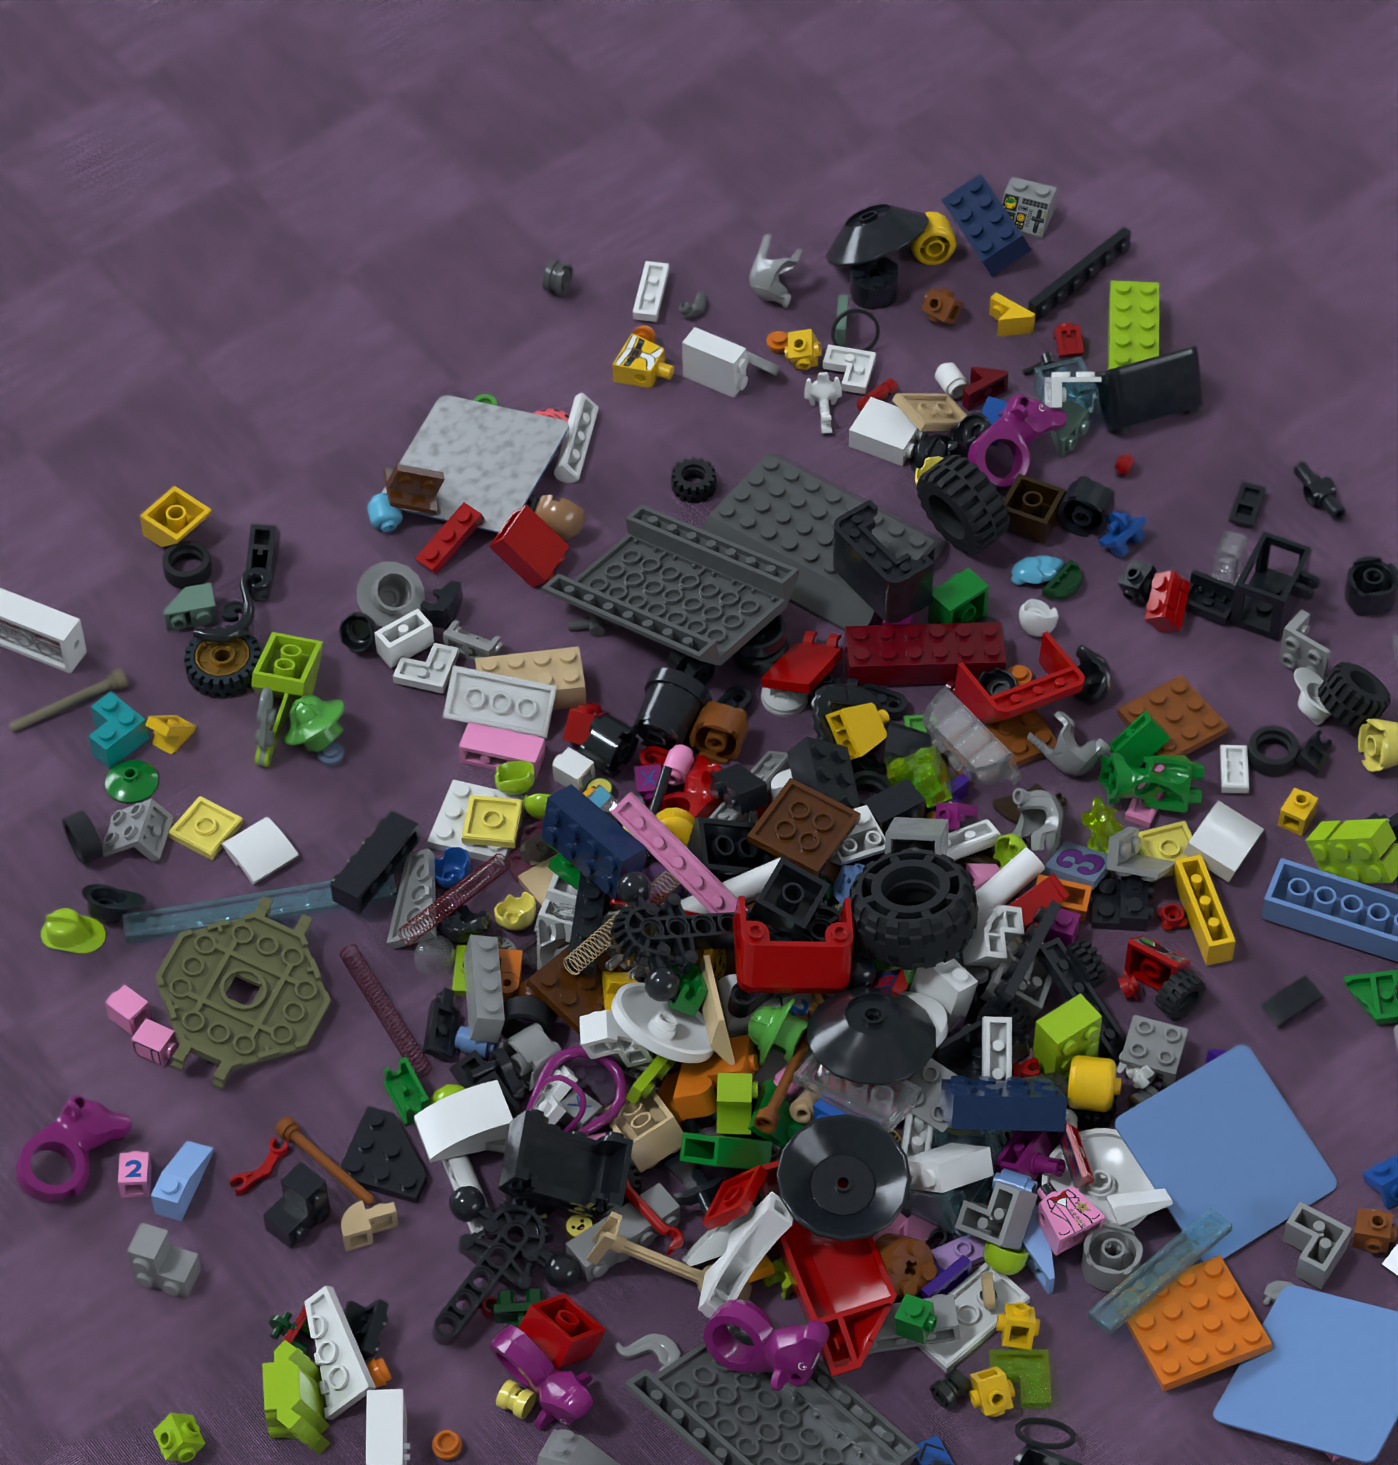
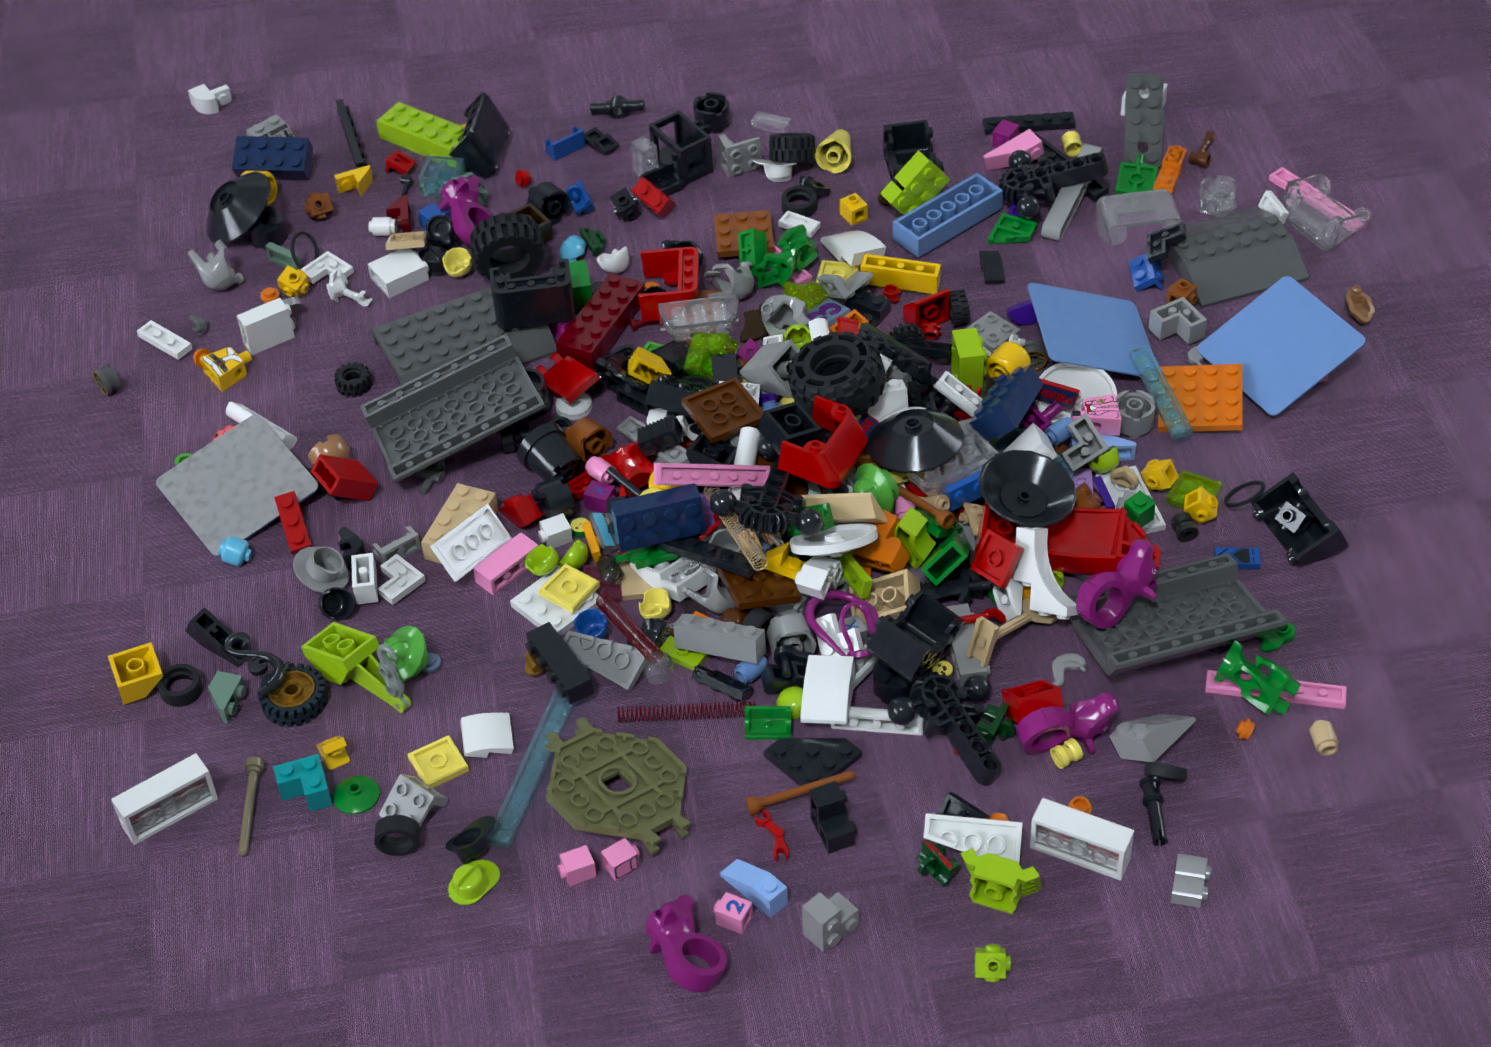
camera: 60 degrees left, 5 degrees down
(360, 1223) = (865, 788): tan brick -> none
(413, 487) = (235, 519): reddish brown bracket -> none
(880, 393) = (361, 267): red axle -> none
(1054, 119) = (209, 101): none -> white brick
(1056, 394) = (452, 167): white bracket -> none
(1137, 1204) = (1111, 378): white slope -> none
(1214, 476) = (566, 145): none -> blue hinge

